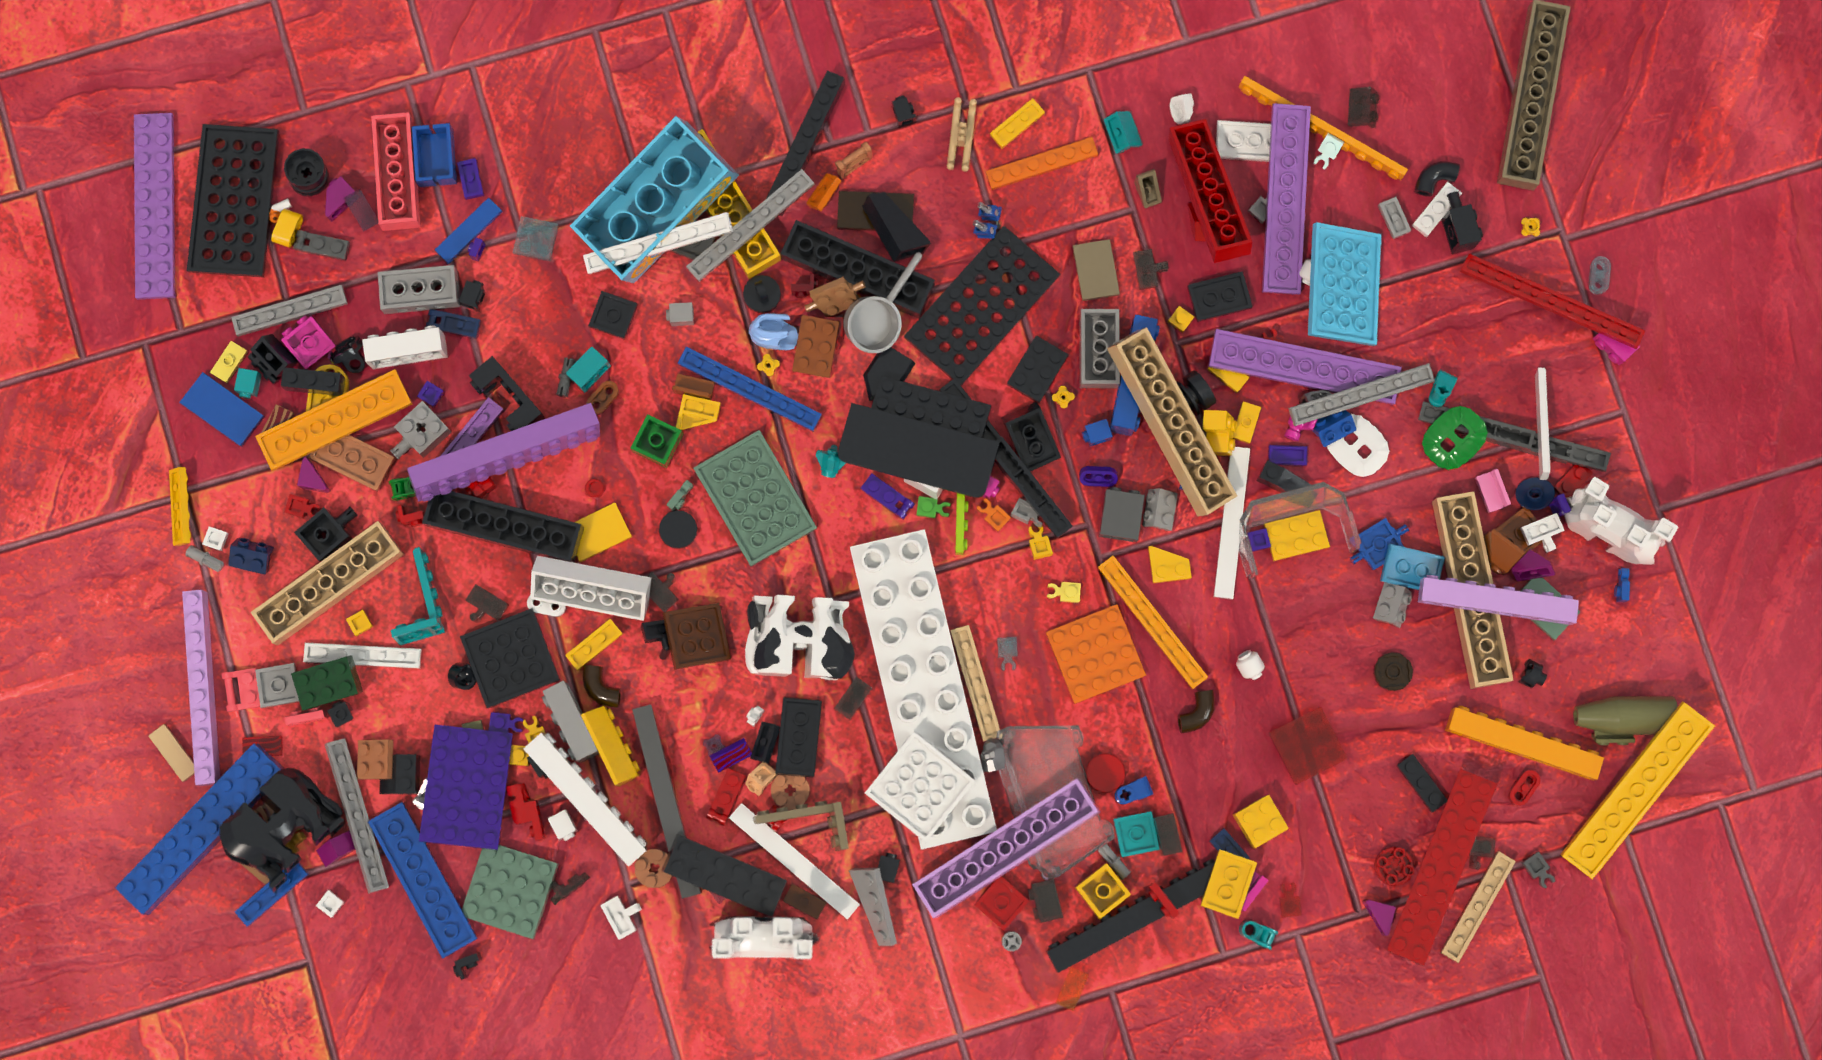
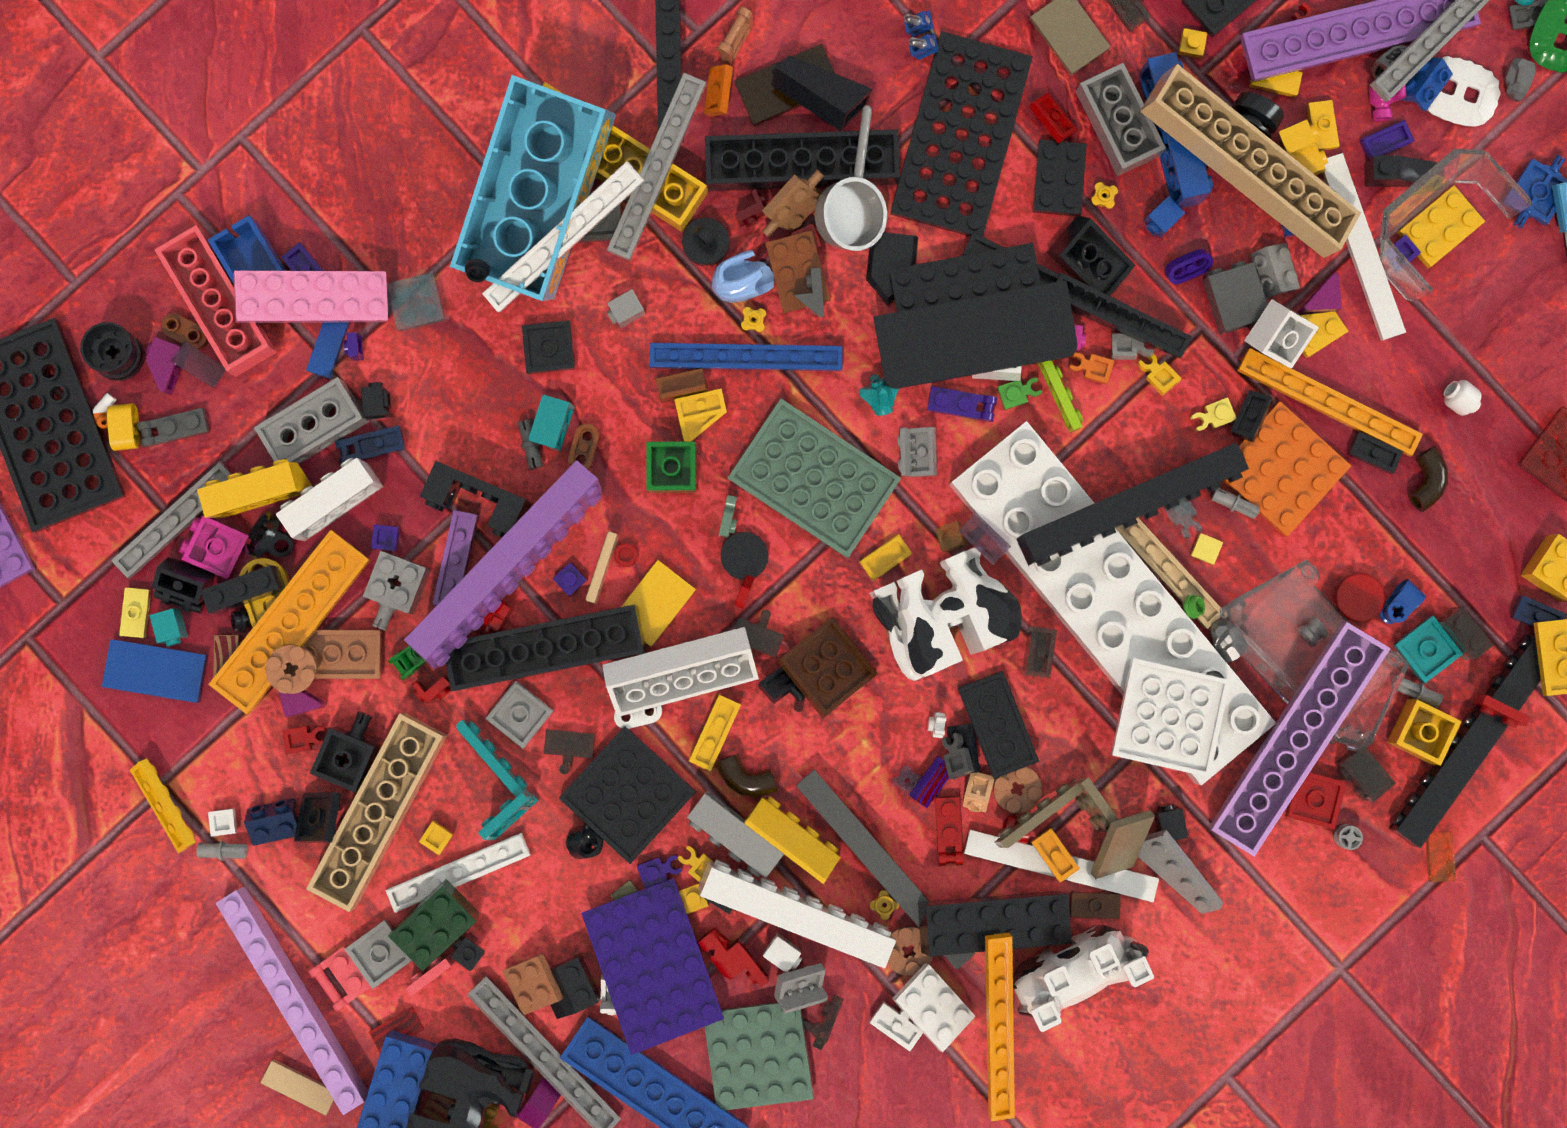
camera: 25 degrees left, 5 degrees up
(283, 566) = (317, 817): none -> black plate
(299, 402) = (239, 620): none -> black plate
(325, 444) = (284, 681): none -> nougat plate
(355, 315) = (252, 490): none -> yellow slope
(363, 181) = (184, 330): none -> dark orange plate
(462, 564) = (519, 714): none -> light grey tile
(463, 200) = (310, 296): none -> bright pink brick
(546, 486) = (570, 579): none -> dark purple plate
(563, 854) = (801, 988): none -> light grey bracket
(572, 488) = (602, 567): none -> tan tile
(586, 237) = (477, 270): none -> black plate
(648, 826) = (884, 911): none -> yellow plate
(651, 916) = (933, 1007): none -> white plate
(665, 553) = (744, 591): none -> red tile
(690, 950) = (1000, 1026): none -> light orange plate
(756, 747) = (958, 759): none -> dark grey plate
(778, 579) = (885, 557): none -> yellow tile
(792, 849) = (1055, 855): none -> light orange plate
(816, 371) = (815, 299): none -> dark grey slope
(832, 586) = (950, 537): none -> clear yellow plate
(837, 514) = (917, 452): none -> light grey bracket
(842, 863) = (1122, 844): none -> dark tan tile
(853, 598) = (984, 539): none -> tile
(968, 623) = (1132, 504): none -> black brick
(979, 719) = (1193, 606): none -> bright green plate
(1012, 684) = (1206, 549): none -> light yellow tile
(1048, 661) = (1235, 503): none -> light grey axle
(1053, 324) = (1053, 118): none -> red plate
(1057, 779) = (1313, 631): none -> light grey wheel
(1090, 604) = (1251, 416): none -> black plate
(1137, 555) = (1281, 334): none -> white brick
(1167, 674) = (1375, 453): none -> black plate
(1184, 546) = (1325, 298): none -> magenta slope
(1403, 455) = (1518, 78): none -> flat silver rock

